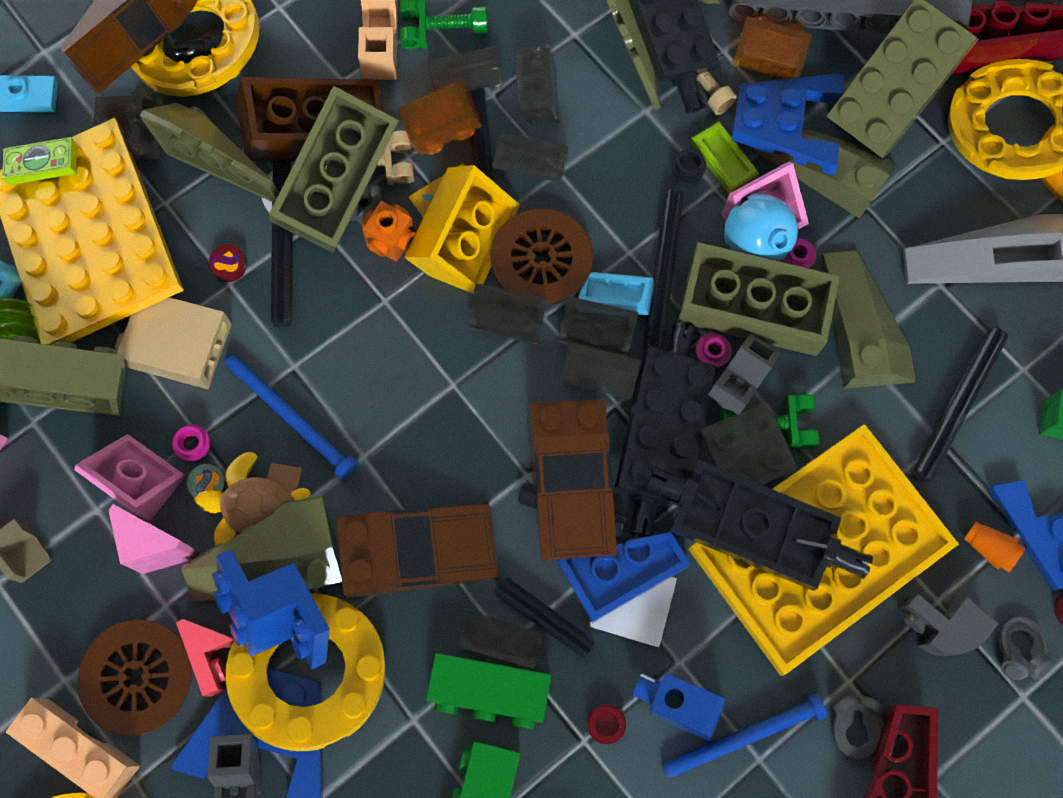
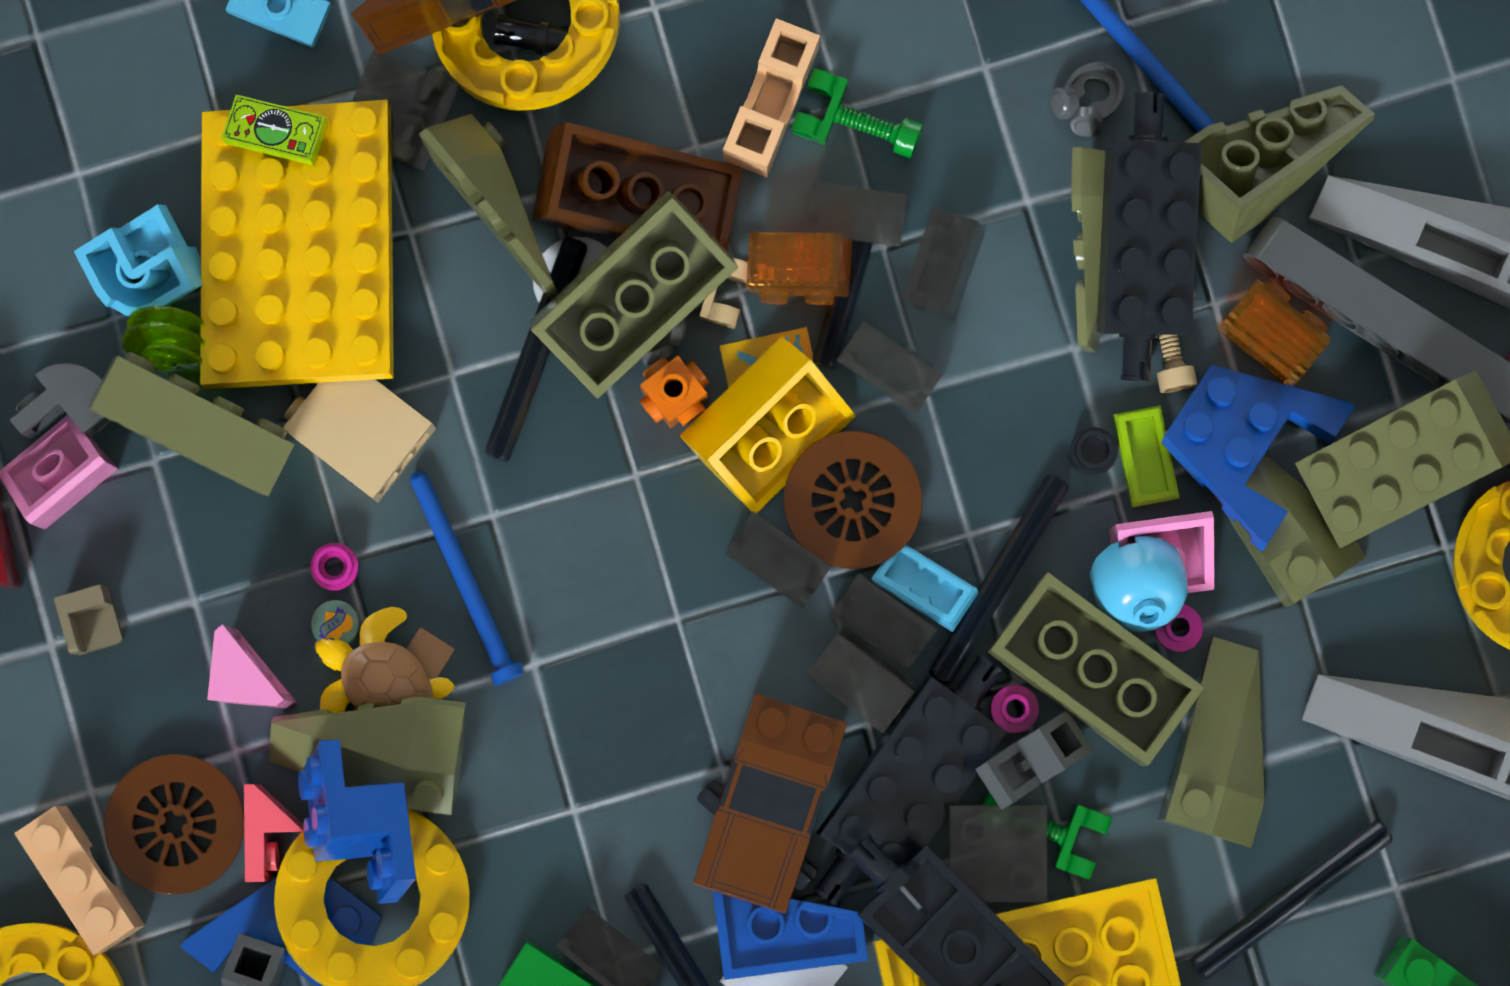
camera: 25 degrees right, 10 degrees up
(132, 476) = (251, 581): bright pink slope -> none
(227, 263) = (459, 349): dark red tile -> none
(415, 549) = (554, 809): reddish brown slope -> none

